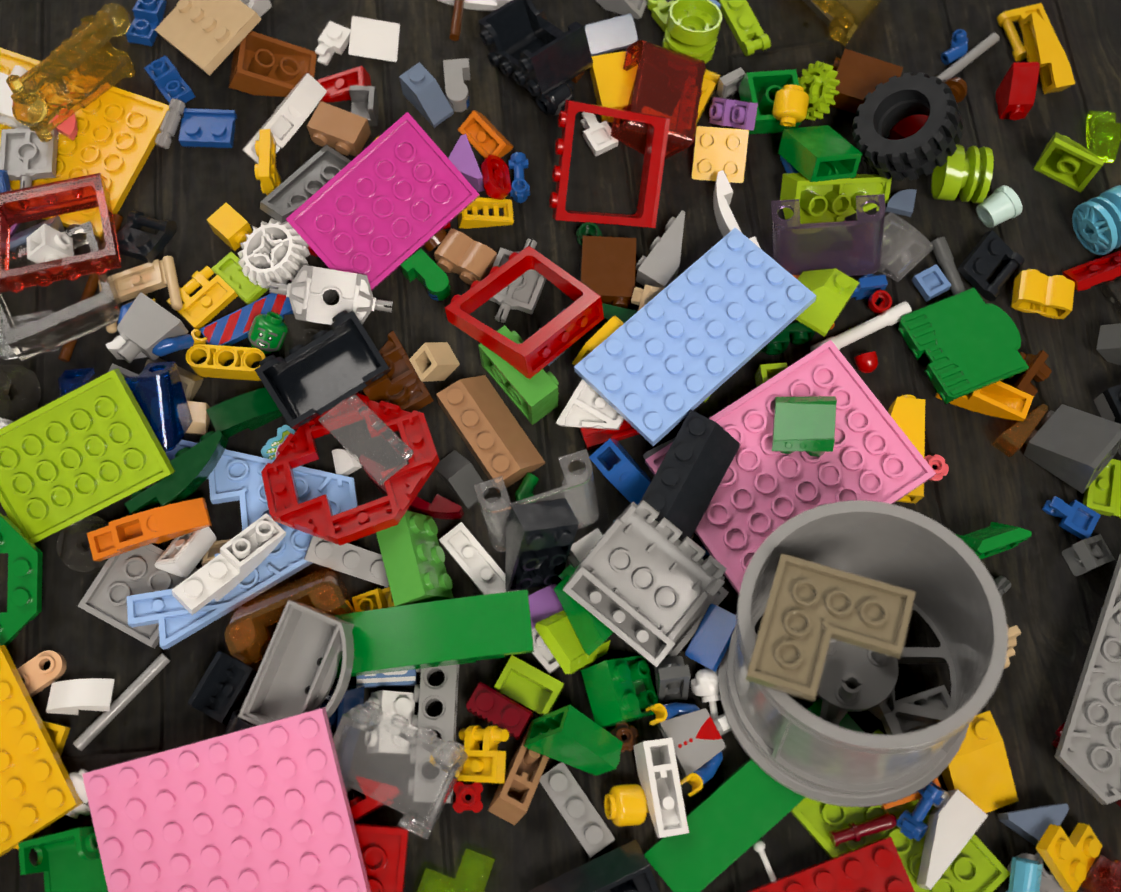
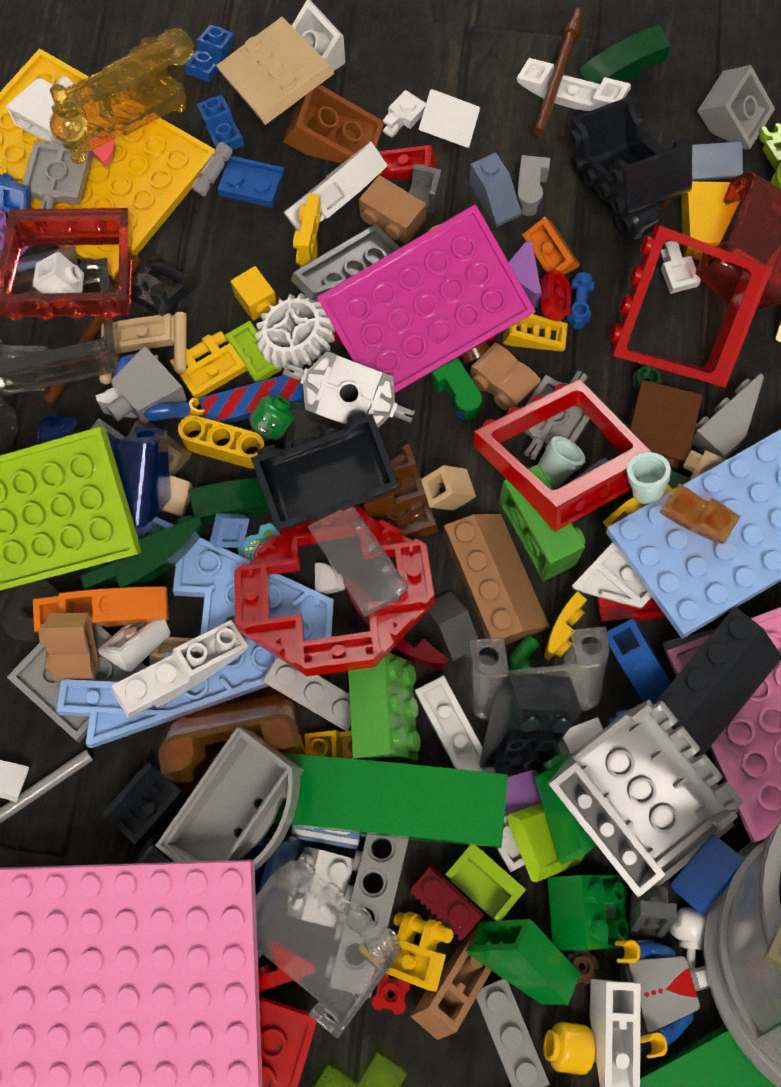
camera: 15 degrees right, 0 degrees up
(128, 566) = (69, 646): none -> medium nougat brick
(250, 437) = (229, 530): none -> medium blue plate
(526, 317) = (561, 460): none -> light aqua piece
(559, 447) = (560, 634): none -> yellow slope
(599, 316) = (648, 477): none -> light aqua piece
(647, 340) = (700, 516): none -> clear orange slope

